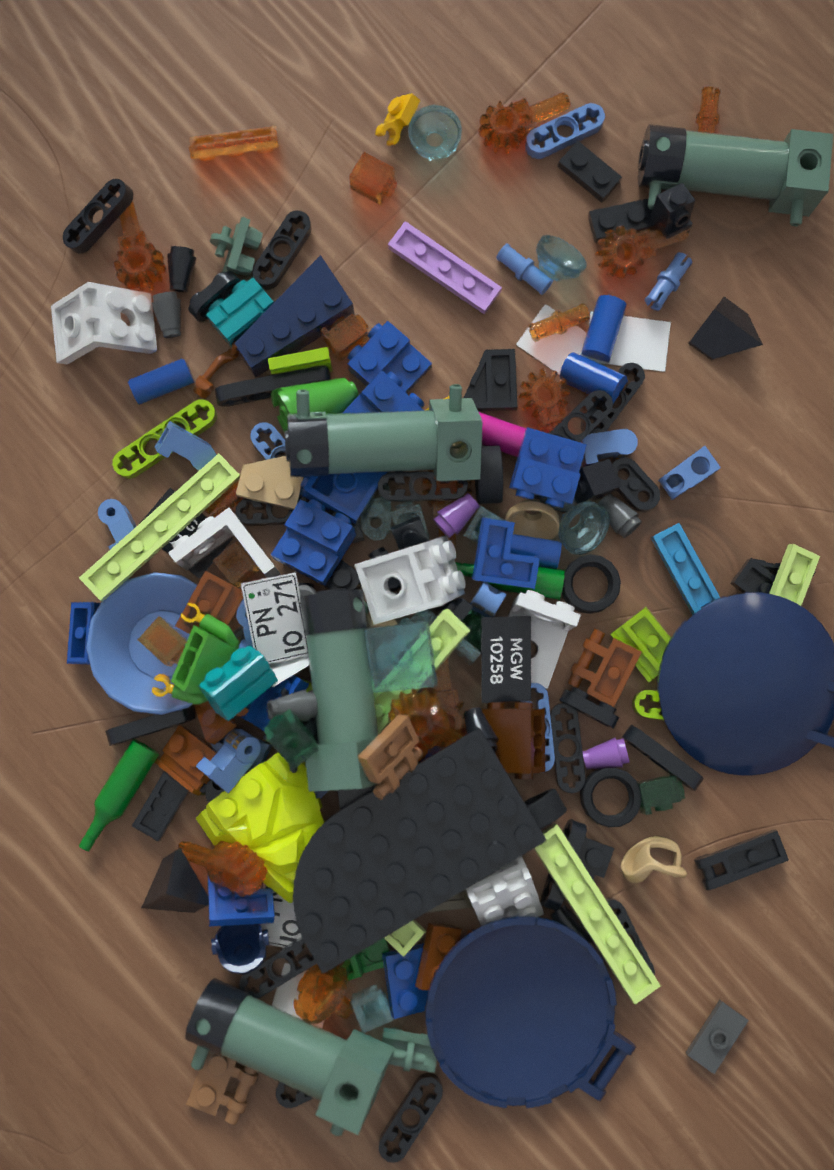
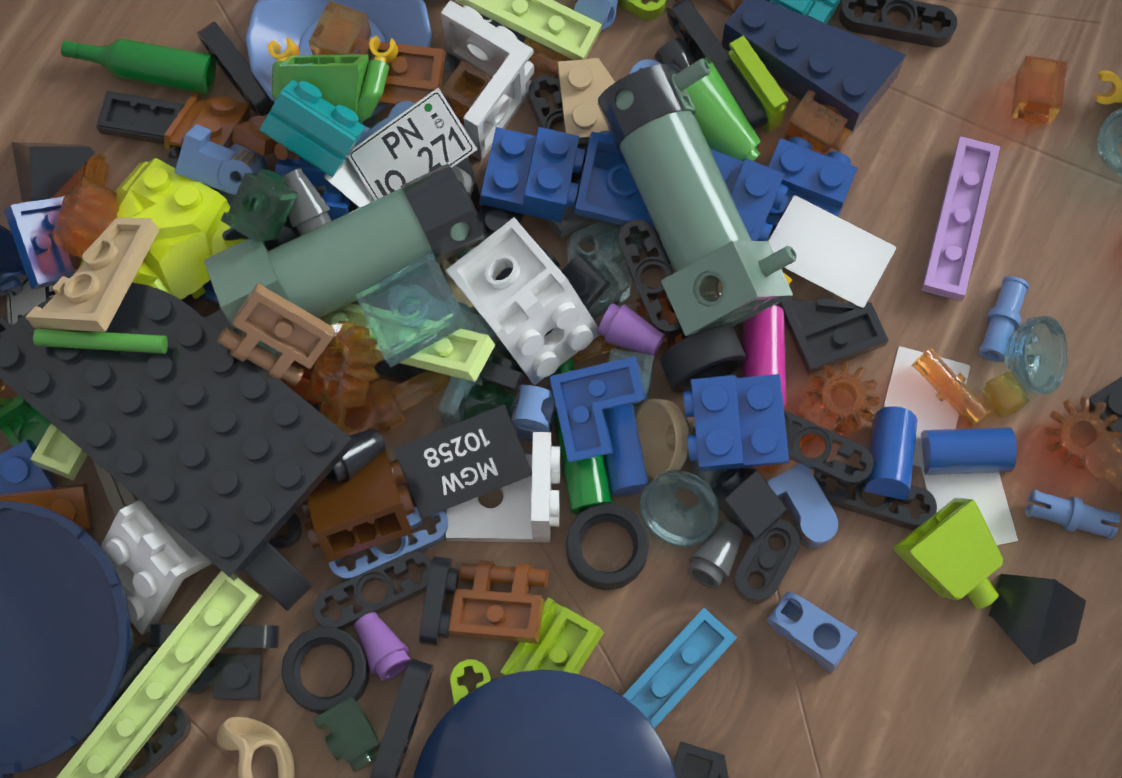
camera: 75 degrees right, 10 degrees down
(258, 412) = (676, 54): none -> black hose
(303, 872) = (99, 285): none -> tan wing
(345, 882) = (100, 340): none -> bright green bar
(439, 362) = (832, 251): none -> white sticker
(576, 289) = (1005, 394): none -> clear yellow hose
(670, 364) = (954, 553): none -> lime torso

